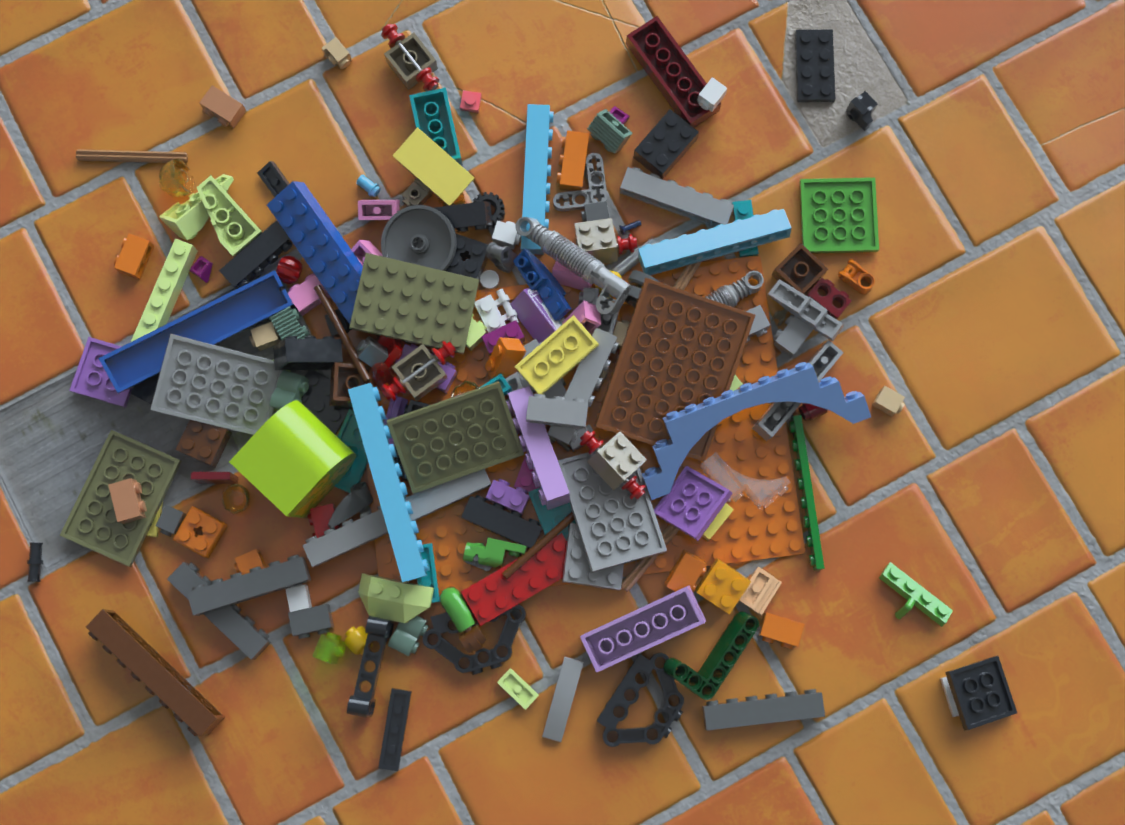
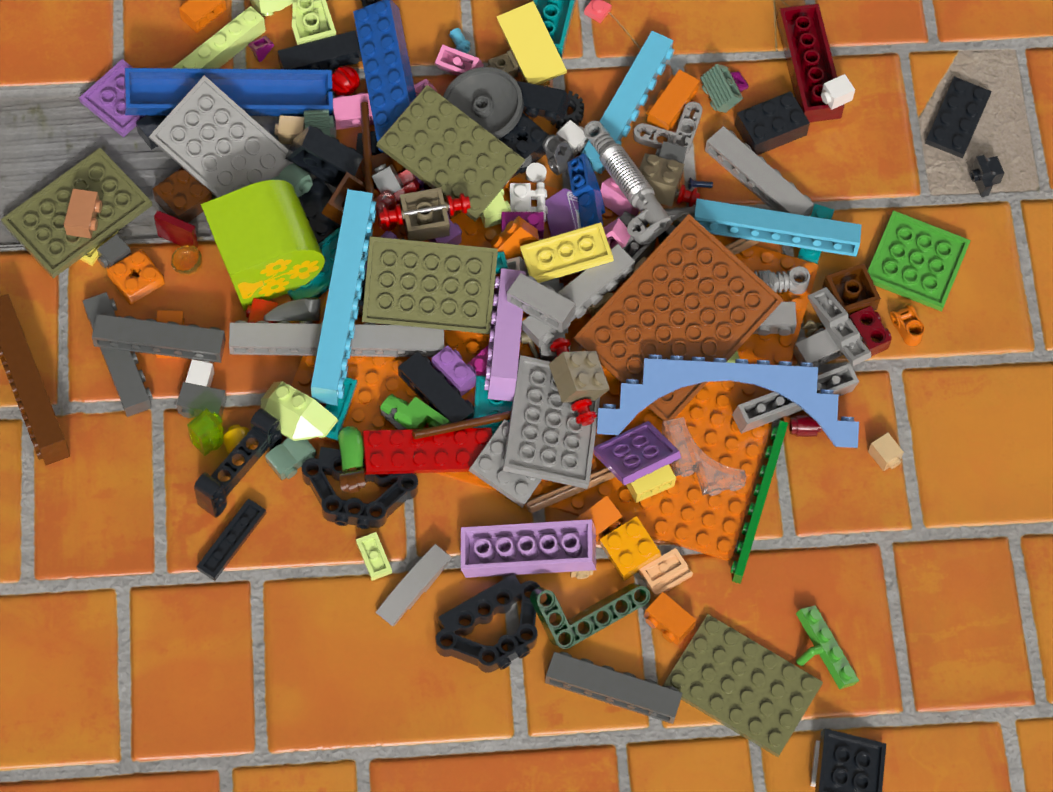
camera: 20 degrees right, 15 degrees down
(862, 657) = (743, 685): none -> olive plate

